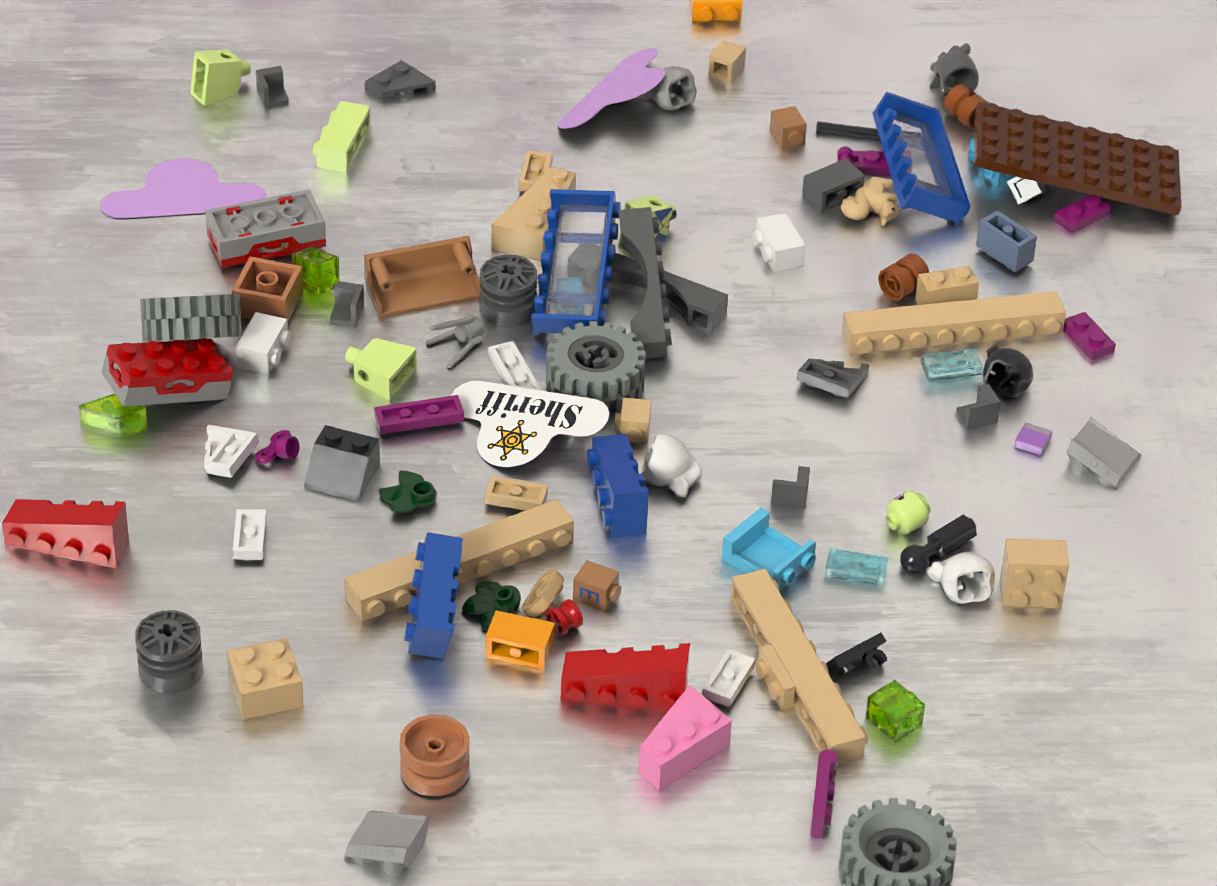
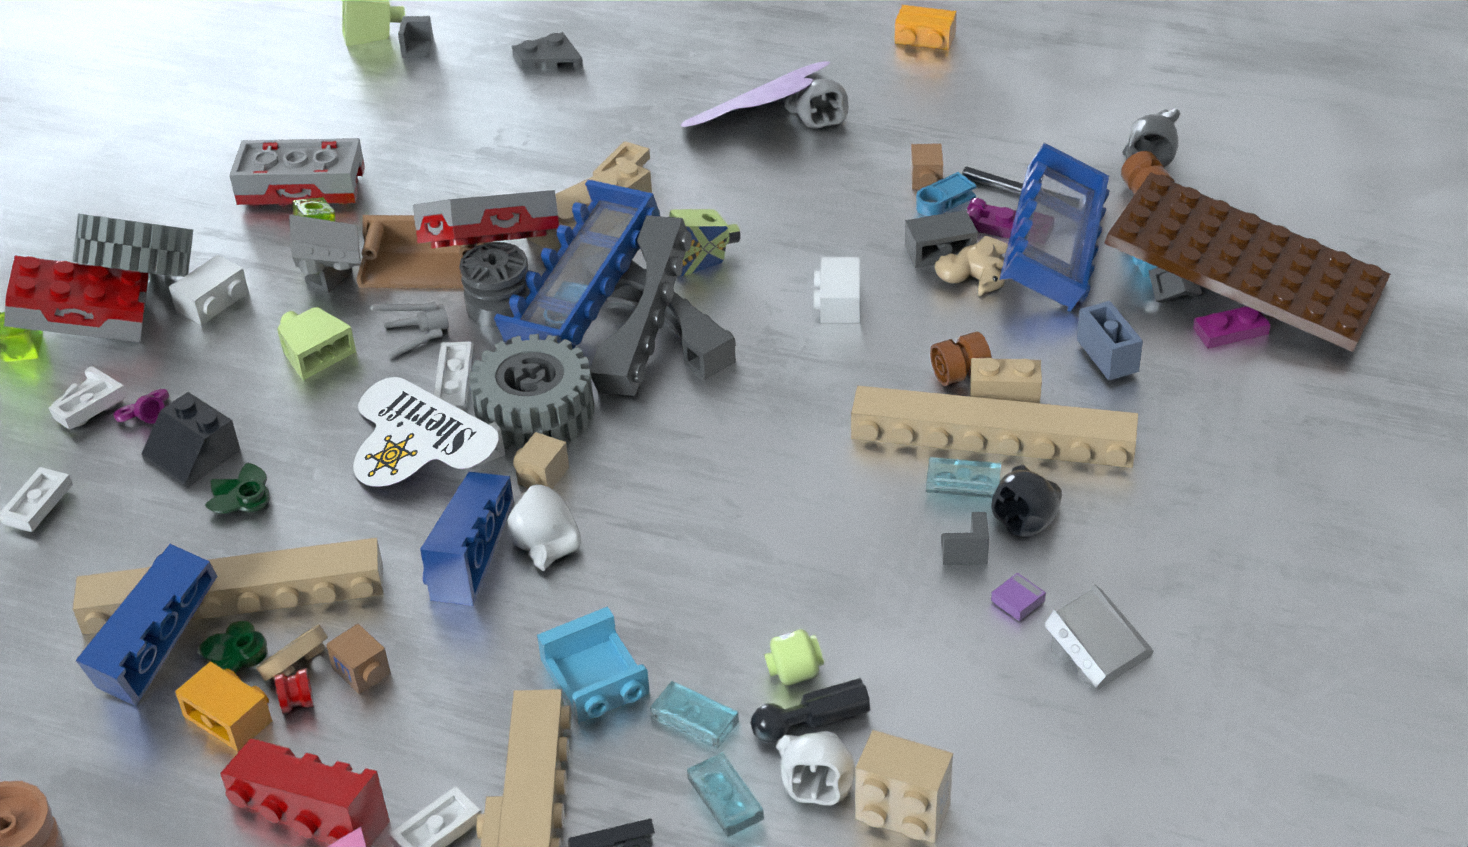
camera: 25 degrees right, 0 degrees up
(179, 189) = (258, 117): lavender sticker -> none
(269, 288) = (249, 234): nougat brick -> none
(342, 136) = (448, 95): yellowish green brick -> none
(347, 286) = (323, 244): none -> light grey slope
(419, 414) = (313, 402): magenta plate -> none
(485, 237) = (486, 218): none -> piece
(515, 493) = (350, 519): tan plate -> none
(727, 61) = (901, 87): tan brick -> none
(791, 492) = (671, 594): dark grey panel -> none
(815, 144) = (948, 192): none -> dark azure piece
(832, 376) = (809, 460): dark grey wing -> none
(911, 610) = (725, 794): none -> clear light blue plate
(1088, 336) = (1161, 478): magenta plate -> none

